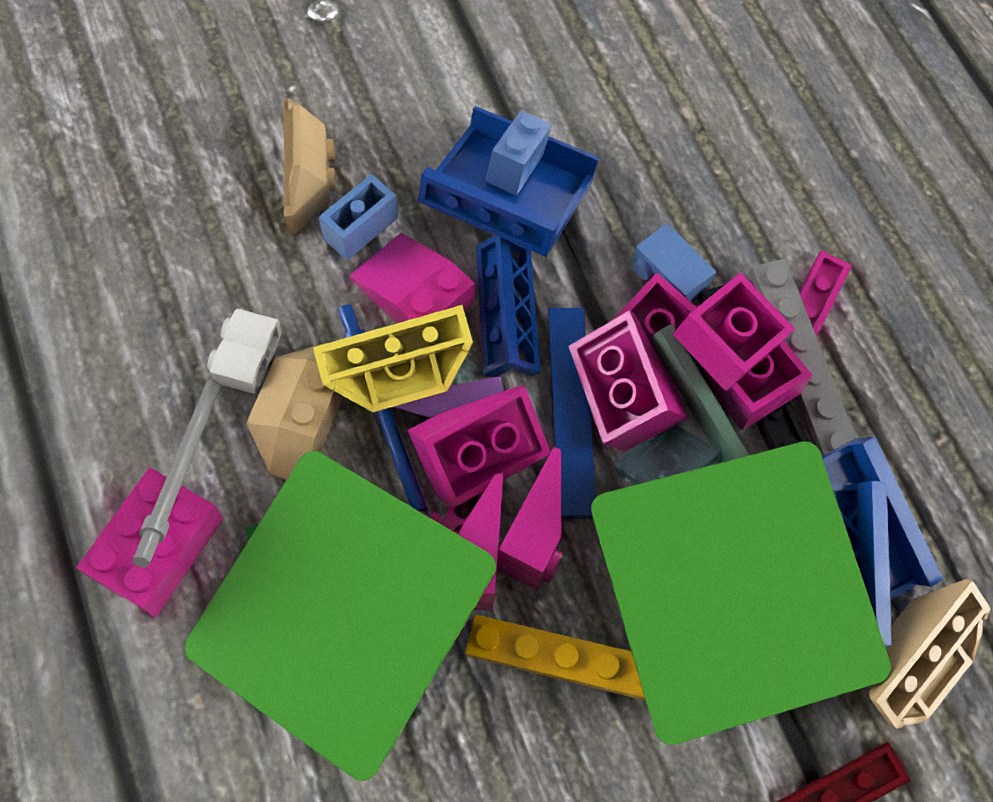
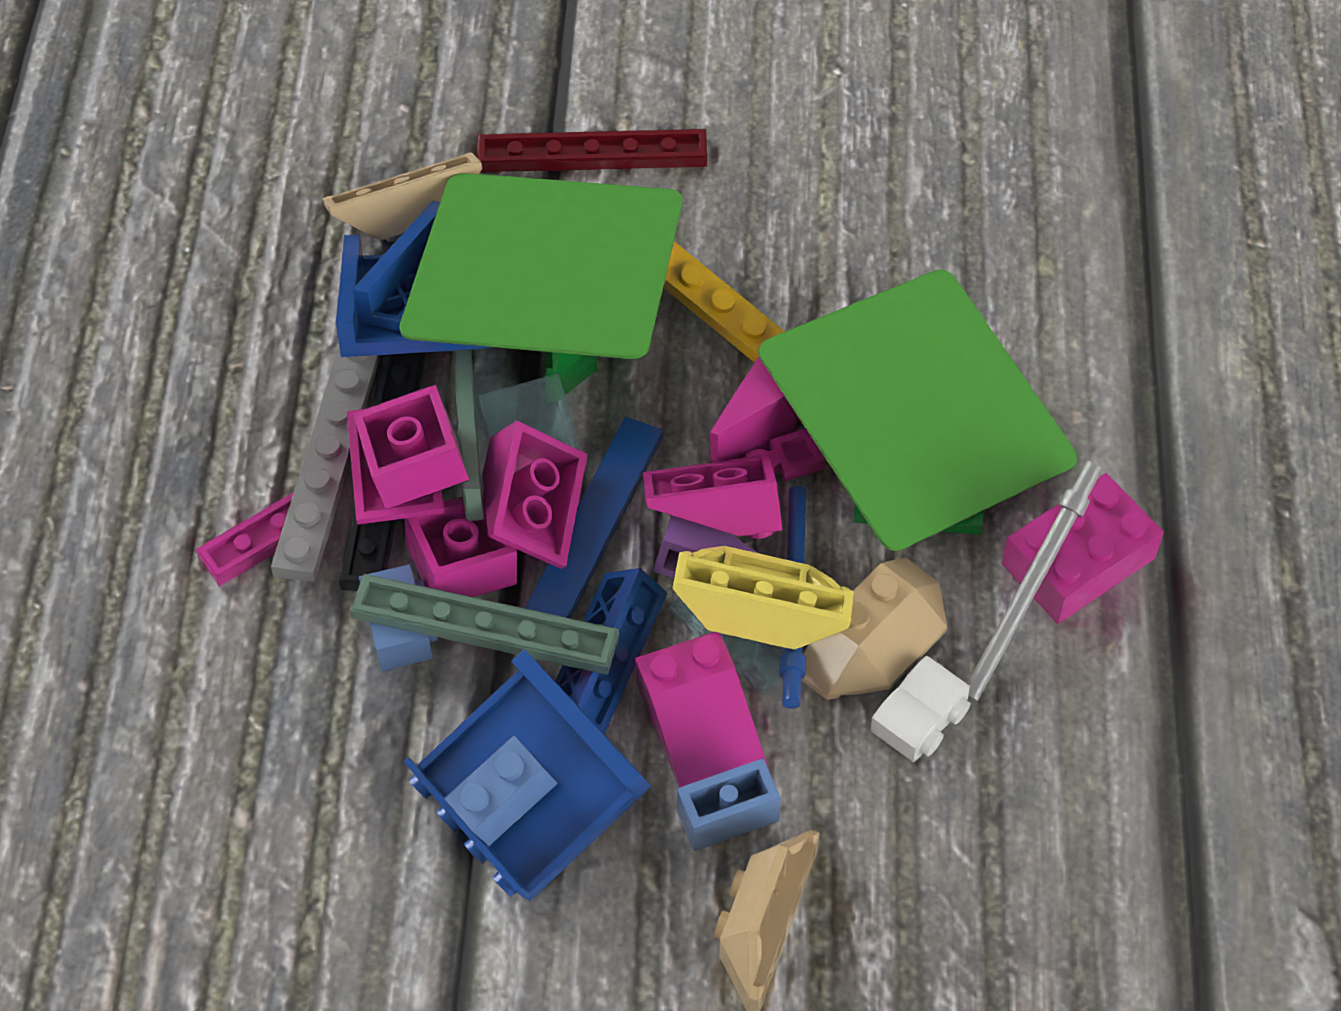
camera: 150 degrees left, 10 degrees down
(532, 542) = (690, 407): dark pink slope -> none
(599, 266) = (485, 623): none -> sand green tile

